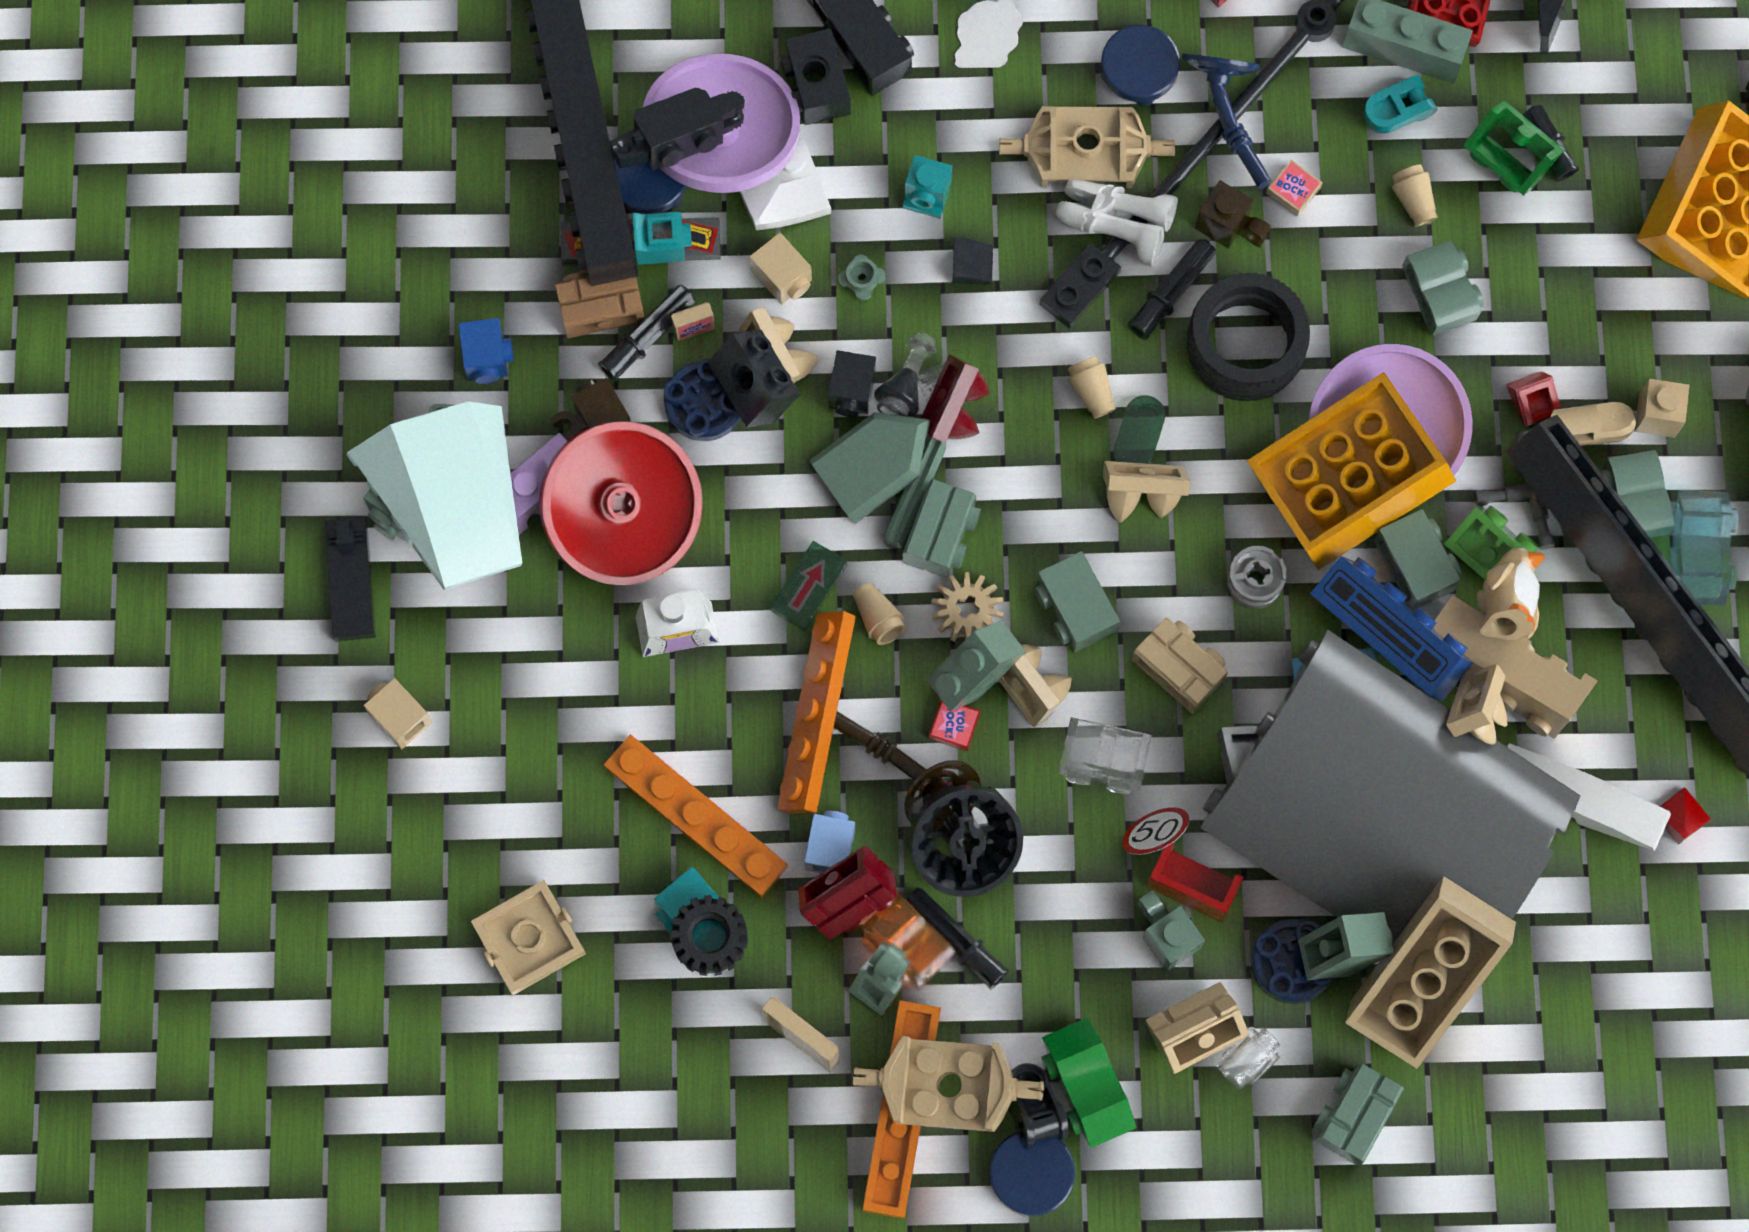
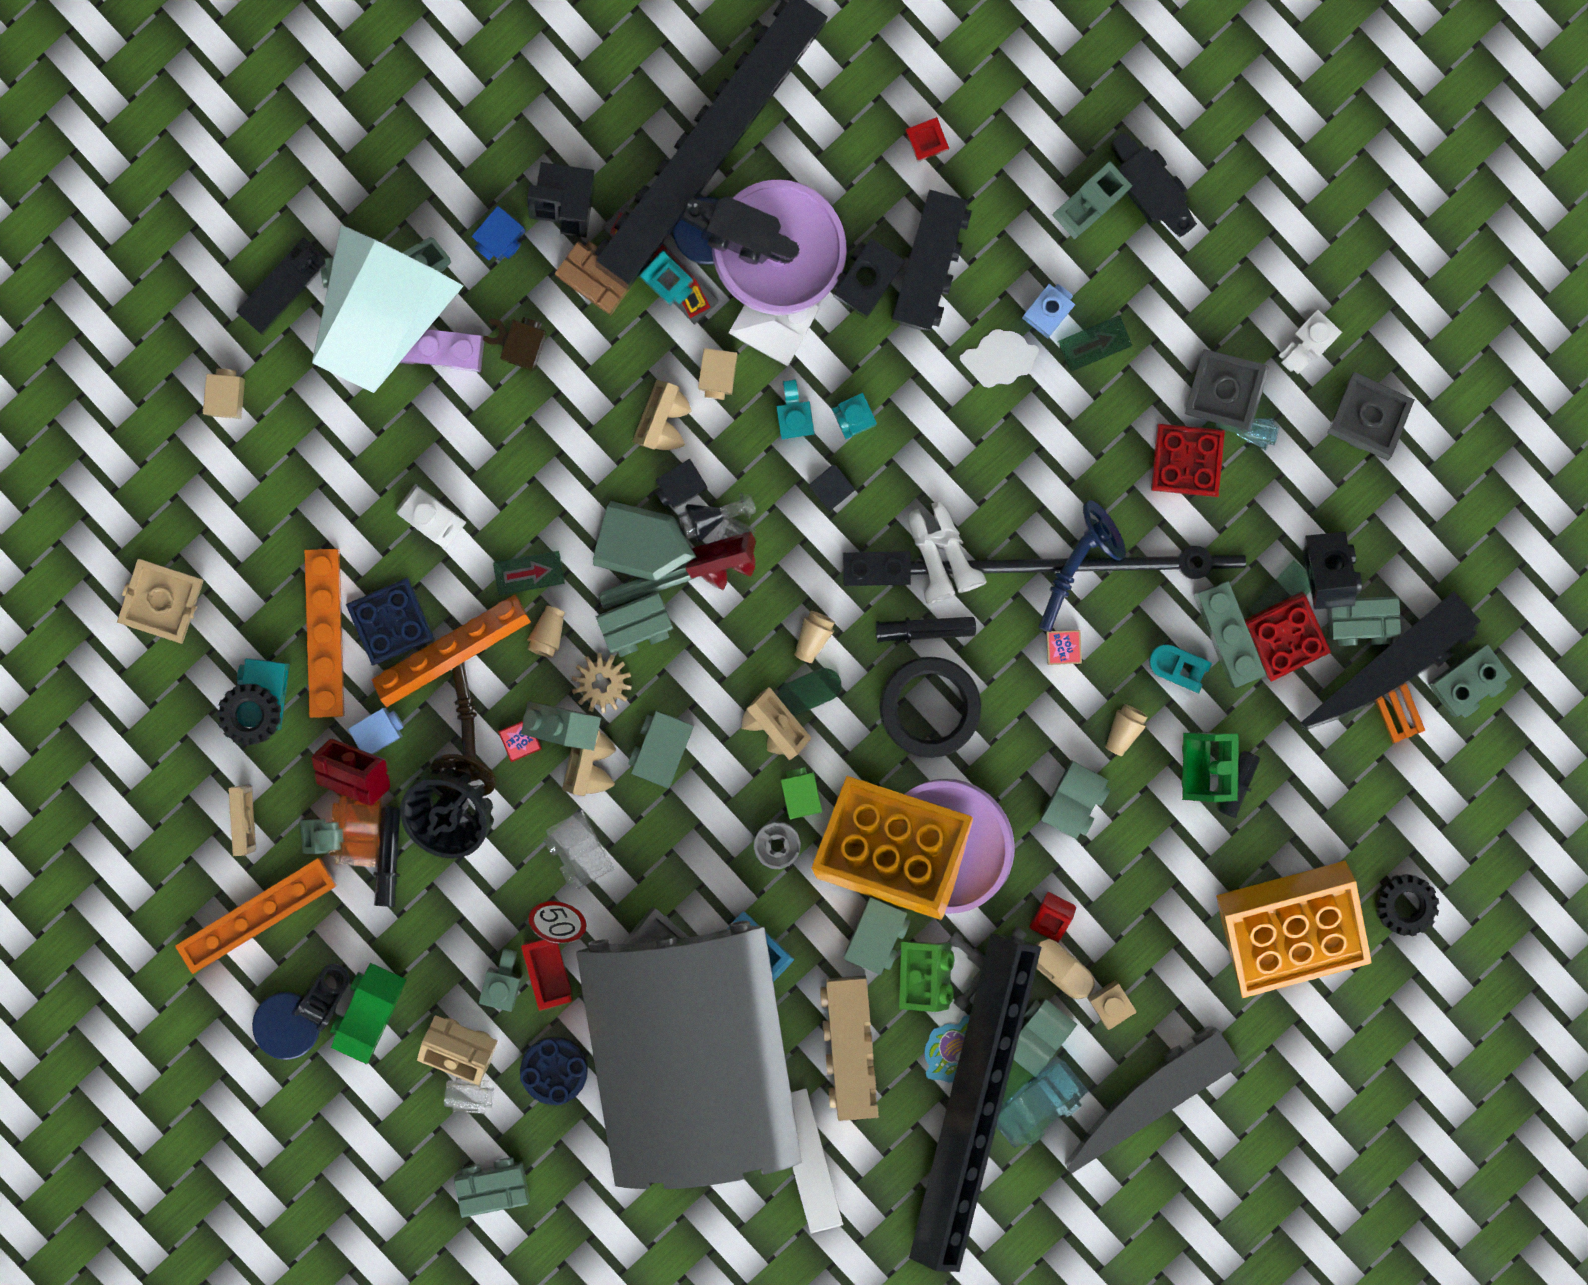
camera: 45 degrees right, 15 degrees up
(505, 262) = (563, 197): none -> black plate
(620, 503) = (471, 414): red dish -> none
(645, 333) = (602, 324): black axle -> none
(693, 321) = (633, 348): tan tile -> none
(699, 404) = (590, 400): dark blue tile -> none
(739, 747) = (390, 621): none -> dark blue tile
(753, 378) = (625, 423): black brick -> none
(861, 266) = (752, 433): sand green plate -> none
(880, 241) = (794, 417): none -> teal plate
(914, 1077) = (268, 916): tan plate -> none
(1058, 157) = (948, 482): tan plate -> none
(1140, 64) = (1062, 476): dark blue tile -> none
(1180, 664) = (678, 846): tan brick -> none
(1227, 215) = (1002, 623): dark brown brick -> none
(1227, 515) = (801, 793): none -> bright green brick
(1346, 946) = (578, 1101): sand green brick -> none
(1392, 628) = (810, 959): blue brick -> none
(1432, 973) = (605, 1166): tan brick -> none
(1479, 705) = (799, 1055): tan tile -> none
(1511, 596) = (892, 1018): tan animal -> none
(1579, 590) = (944, 1050): none -> sticker
(1685, 815) = (854, 1231): red slope -> none

